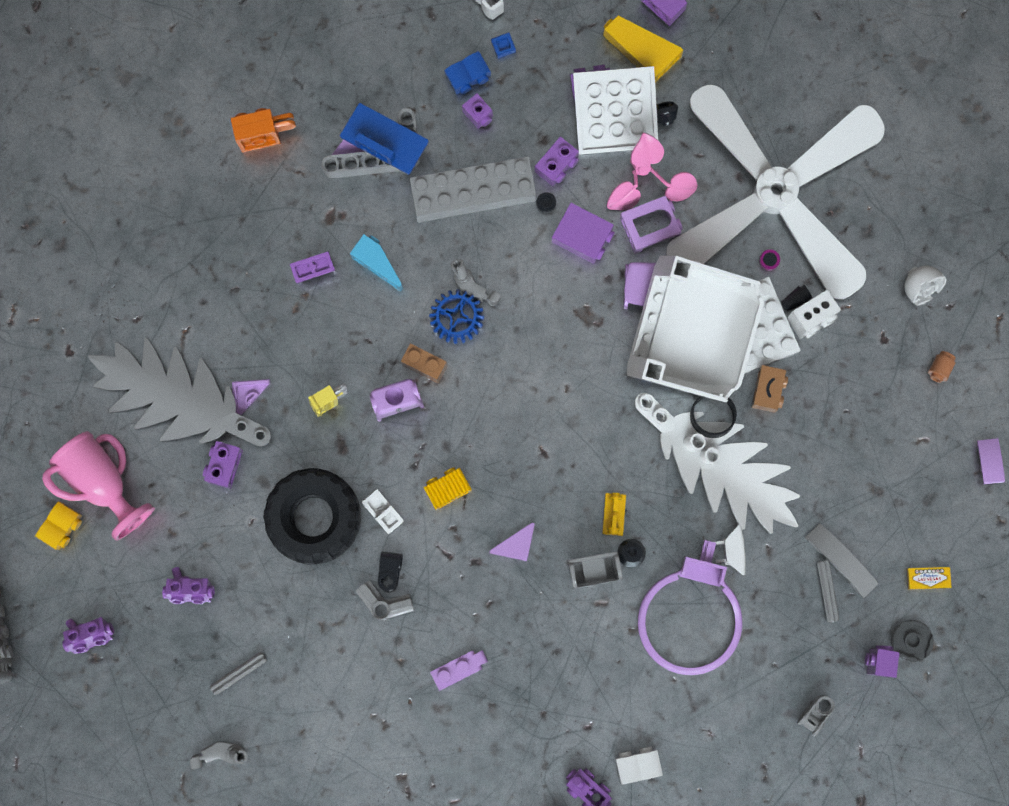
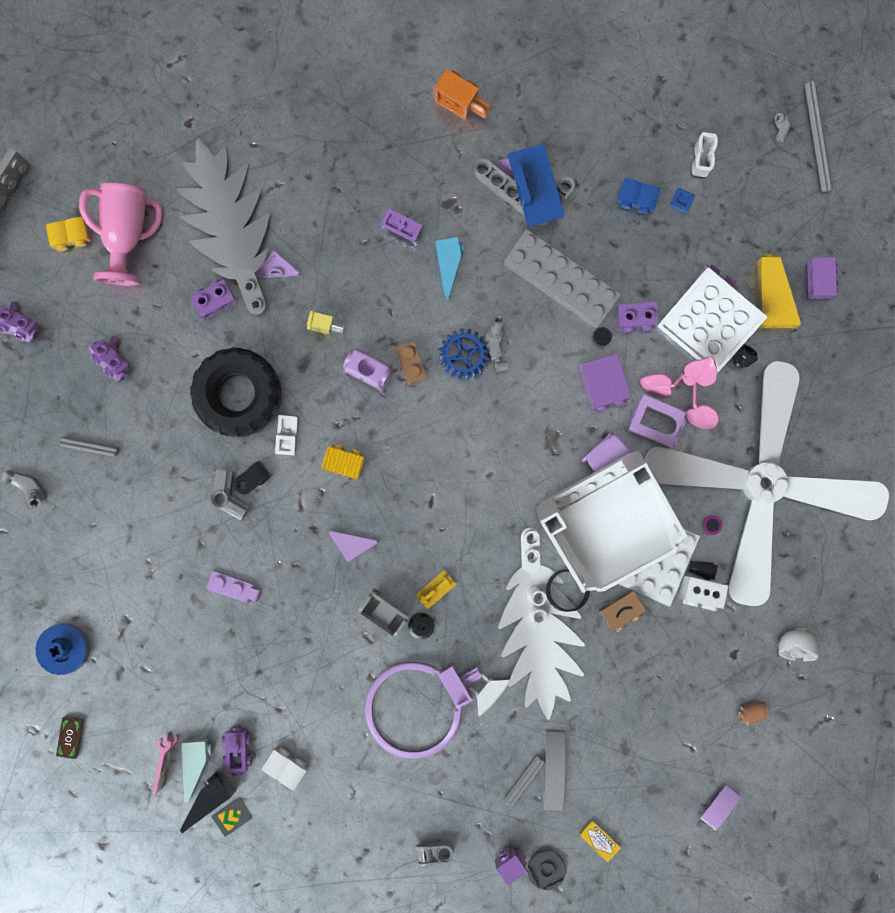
camera: 35 degrees right, 5 degrees up
(477, 111) = (618, 229): medium lavender brick -> none

